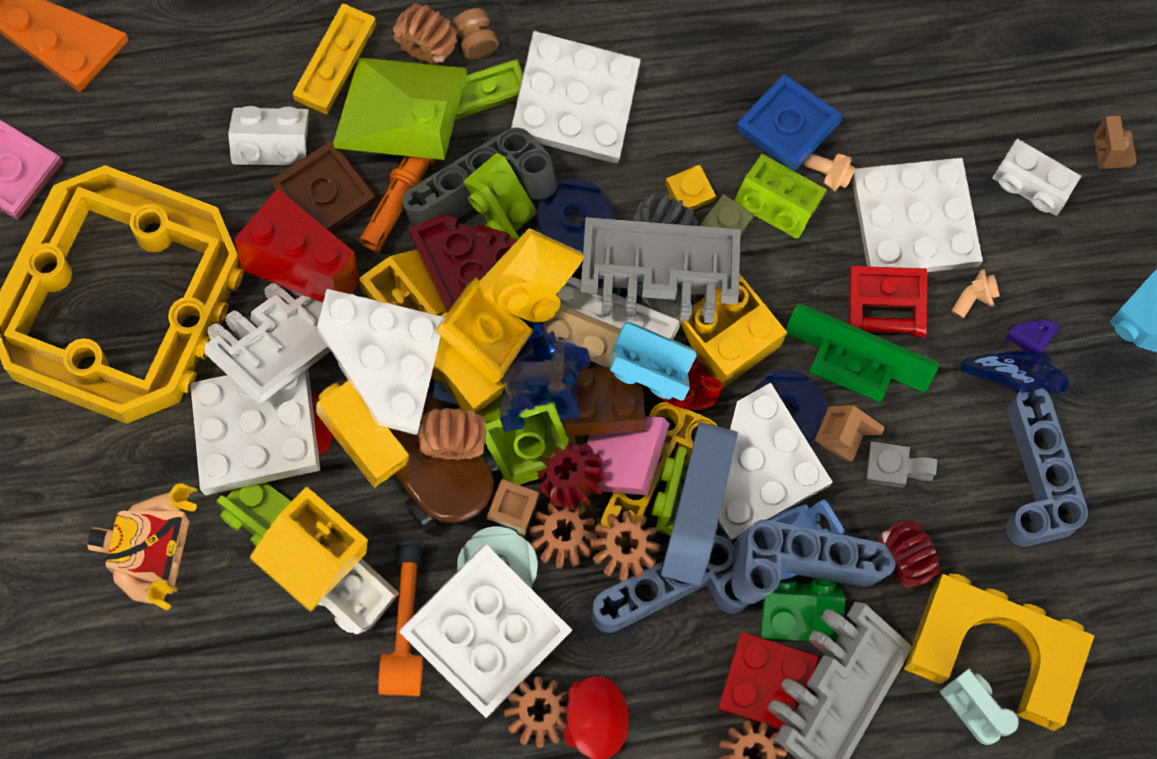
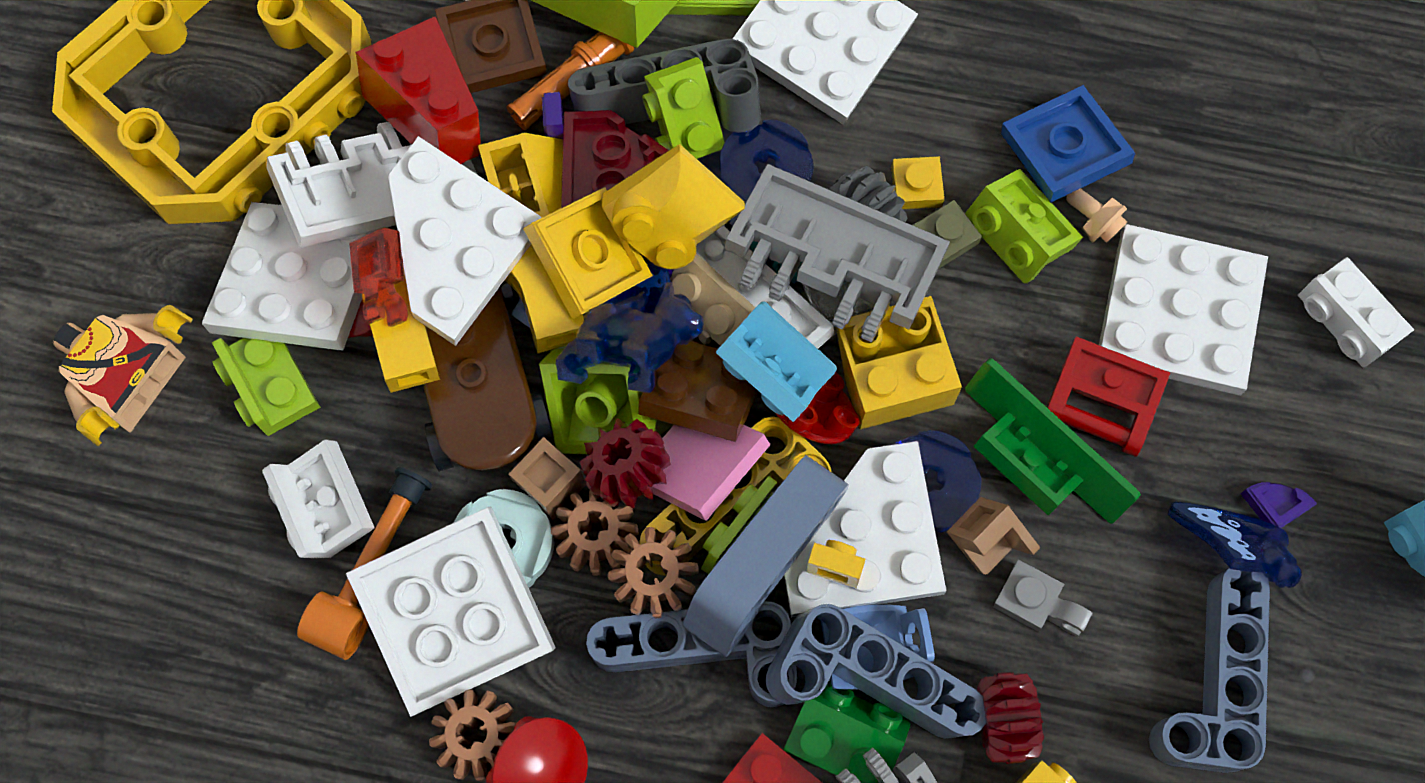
camera: 30 degrees right, 0 degrees up
(309, 549) = (280, 435): yellow slope -> none
(339, 400) = (375, 271): none -> clear red plate
(400, 235) = (553, 115): none -> dark purple tile
(452, 434) = (499, 360): nougat gear -> none
(752, 490) = (836, 562): none -> yellow plate
(982, 289) = (1233, 423): light nougat plate -> none

